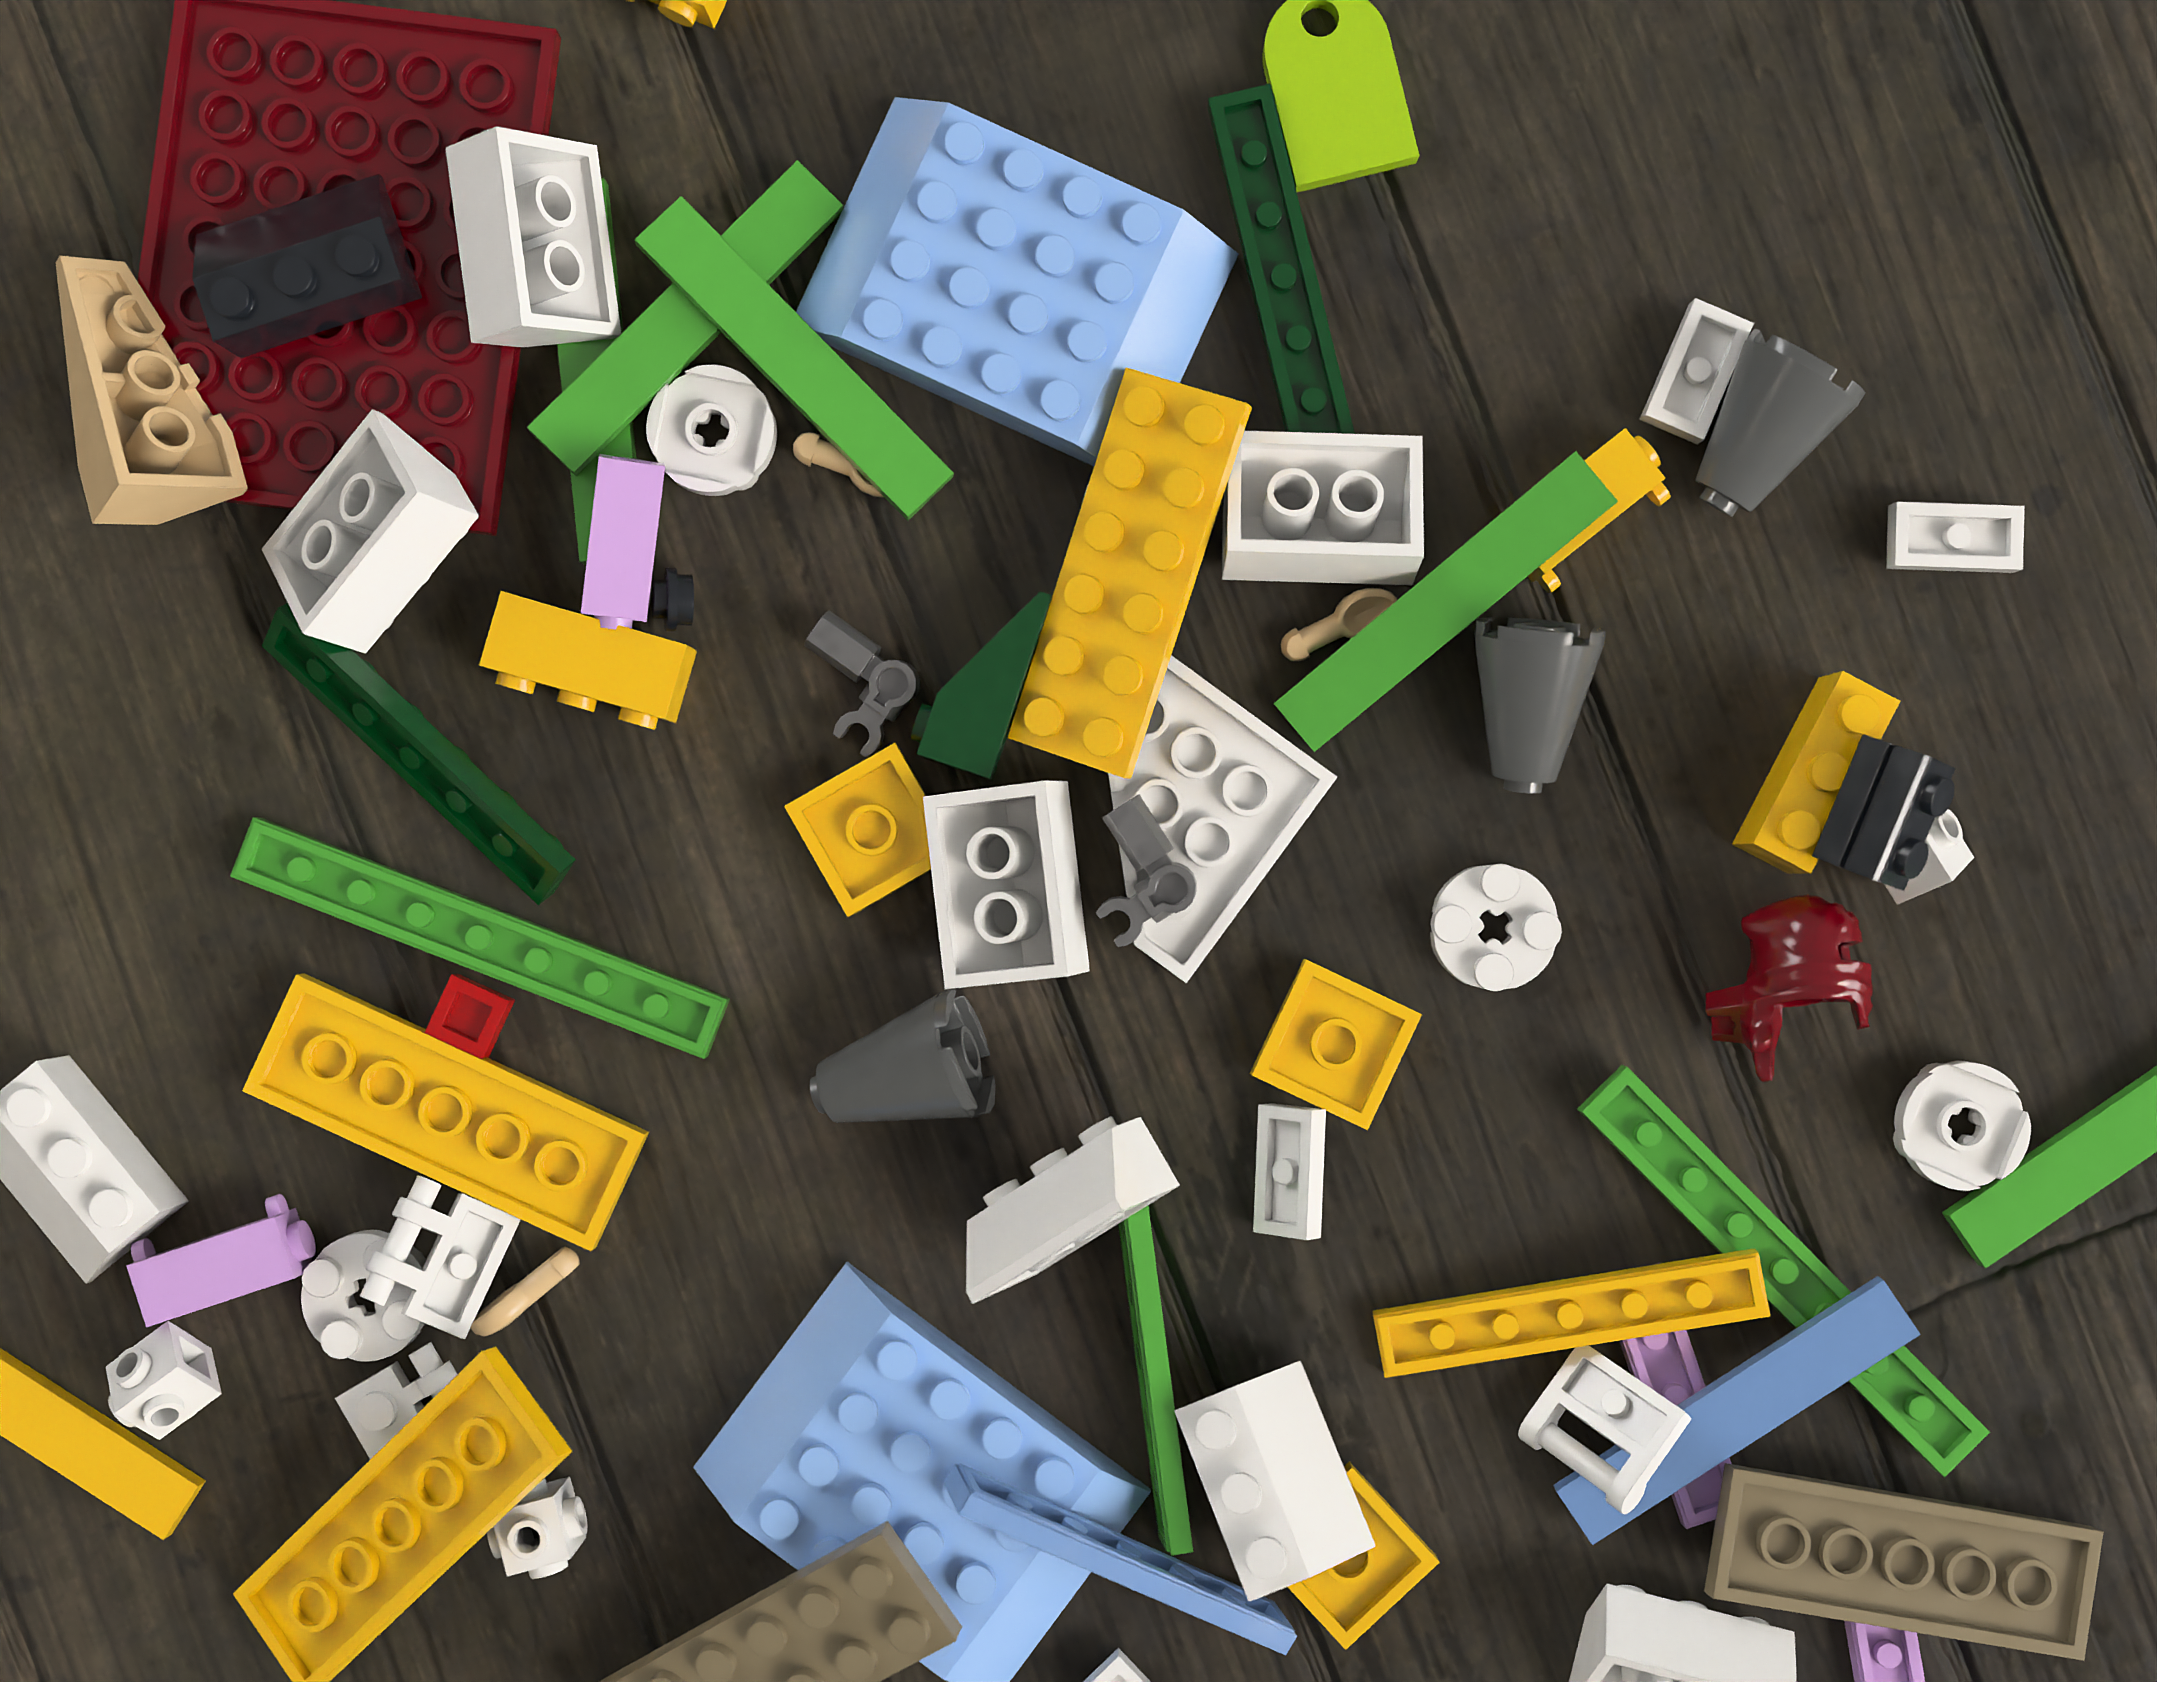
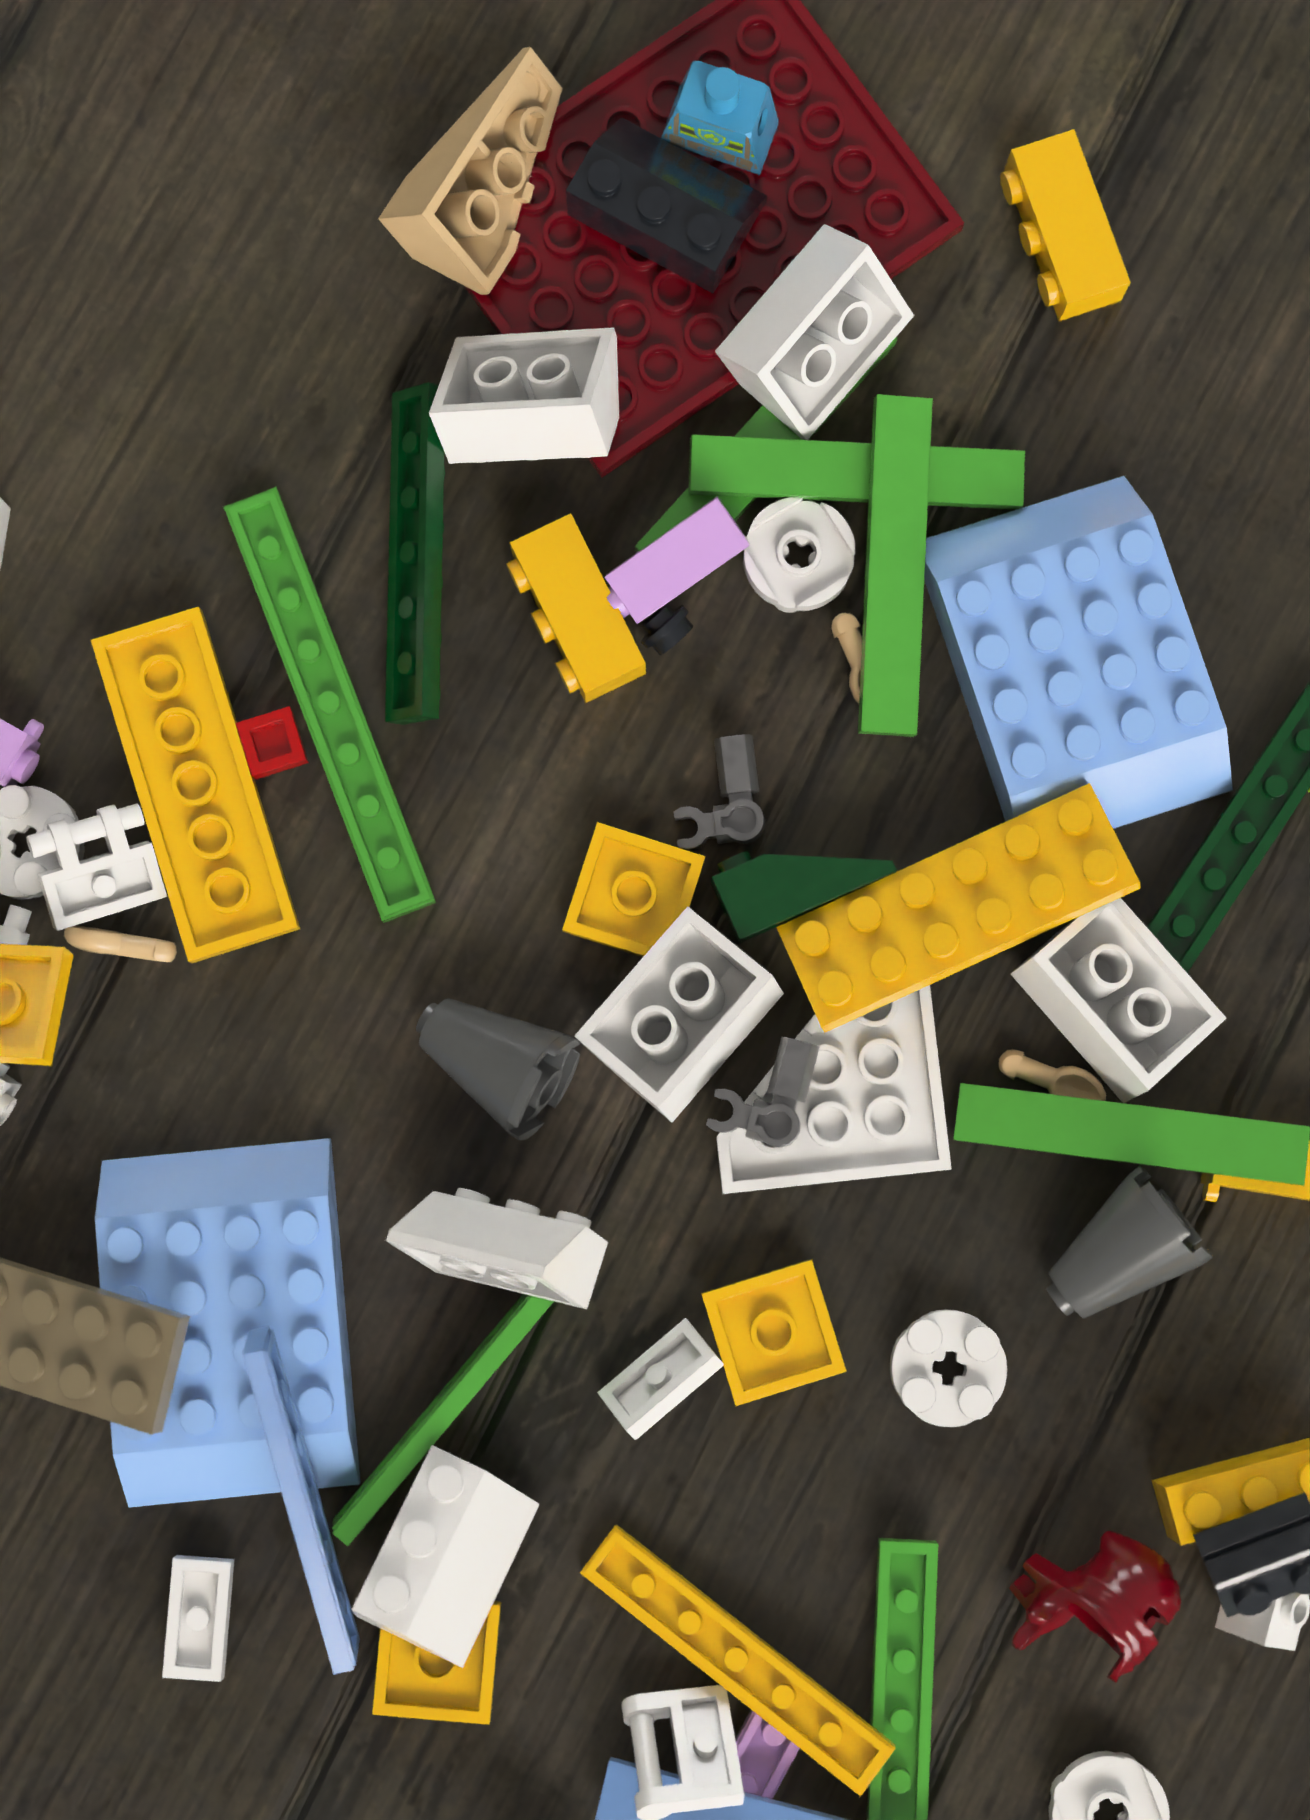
camera: 45 degrees right, 5 degrees down
(269, 146) = (723, 117): none -> dark azure torso

